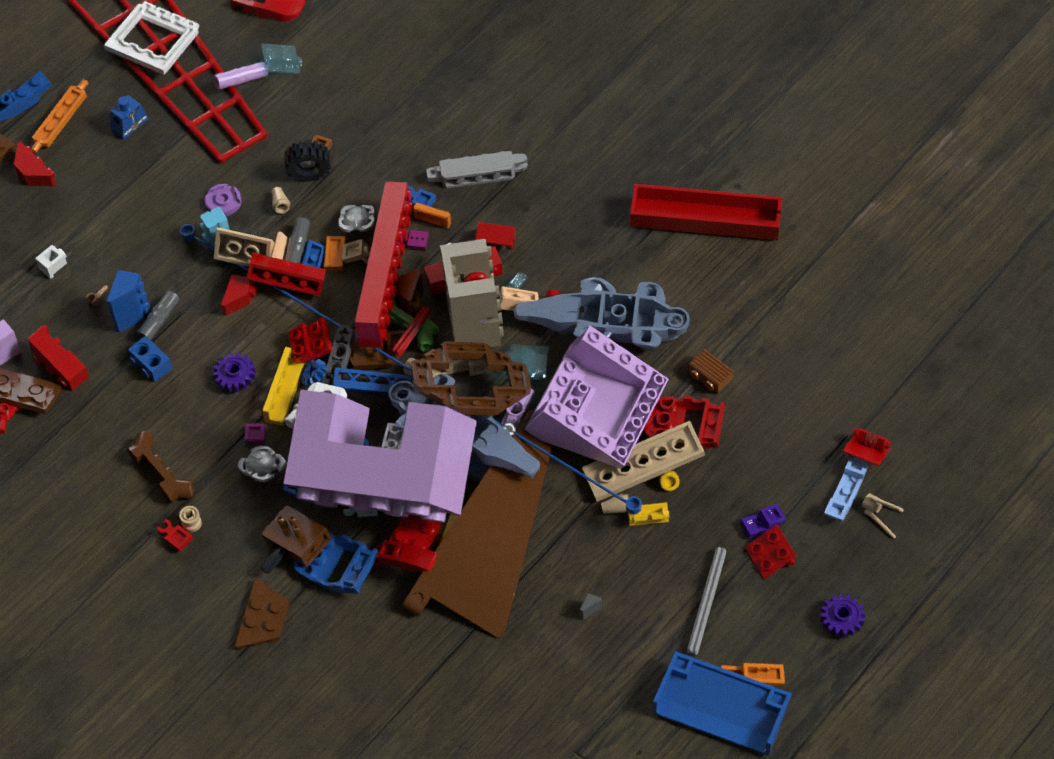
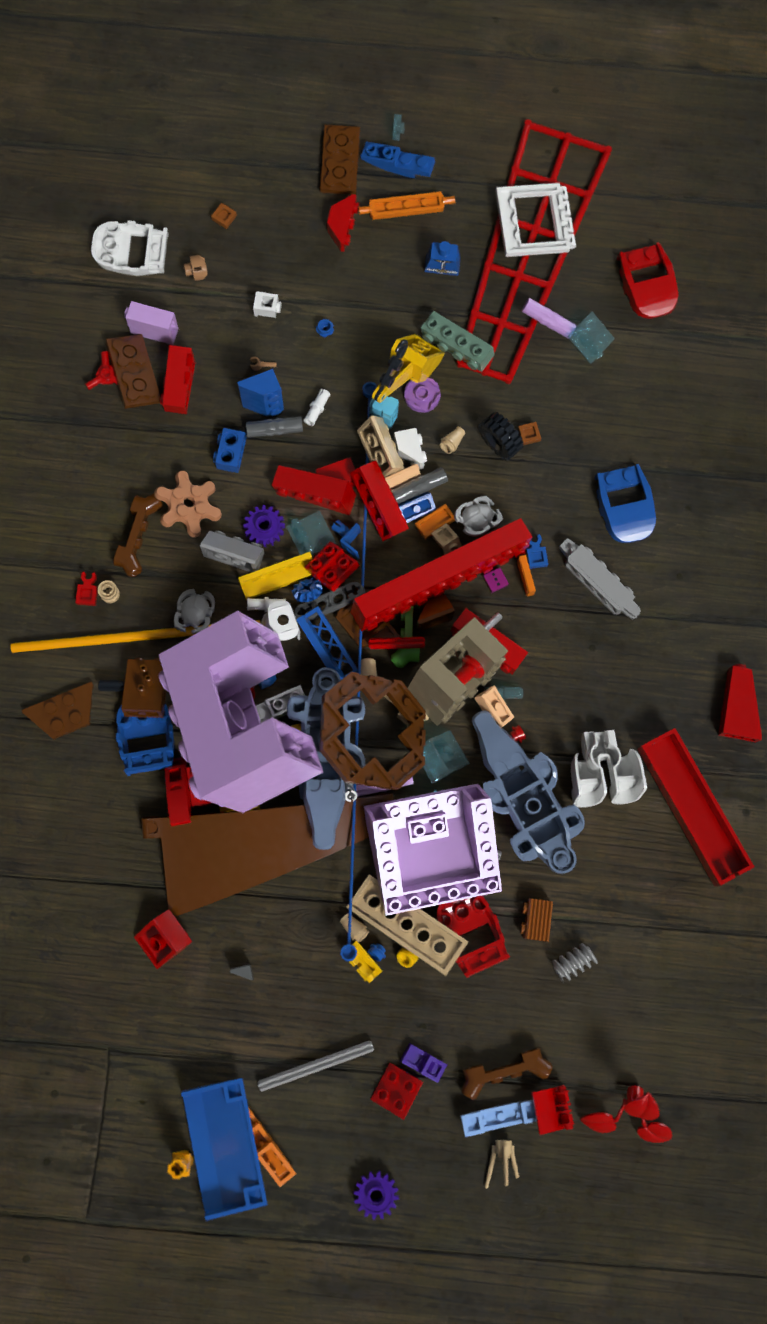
camera: 45 degrees right, 20 degrees up
(107, 229) = (325, 323): none -> blue plate
(168, 276) = (316, 407): none -> white pin
(168, 423) = (180, 512): none -> nougat plate
(194, 185) = (413, 359): none -> yellow slope
(203, 146) = (457, 341): none -> sand green brick
(228, 547) = (102, 639): none -> light orange piece
(235, 316) = (314, 489): none -> red wedge
(237, 407) = (232, 551): none -> light grey slope
(255, 433) = (222, 583): magenta tile -> none
(259, 227) = (409, 447): none -> white slope
(268, 345) = (310, 533): none -> clear light blue hinge
(293, 317) = (348, 536): none -> blue bracket
(446, 124) = (627, 521): none -> blue slope
(496, 234) = (543, 643): red hinge -> none
(515, 651) = (162, 939): none -> red slope
(631, 253) = (587, 775): none -> white piece
(649, 498) = (377, 952): none -> blue plate
(652, 137) = (740, 707): none -> red slope
(711, 735) = (180, 1164): none -> light orange piece
(763, 366) = (574, 962): none -> light grey piece
(816, 444) = (476, 1076): none -> reddish brown plate
(936, 392) = (636, 1105): none -> red plant

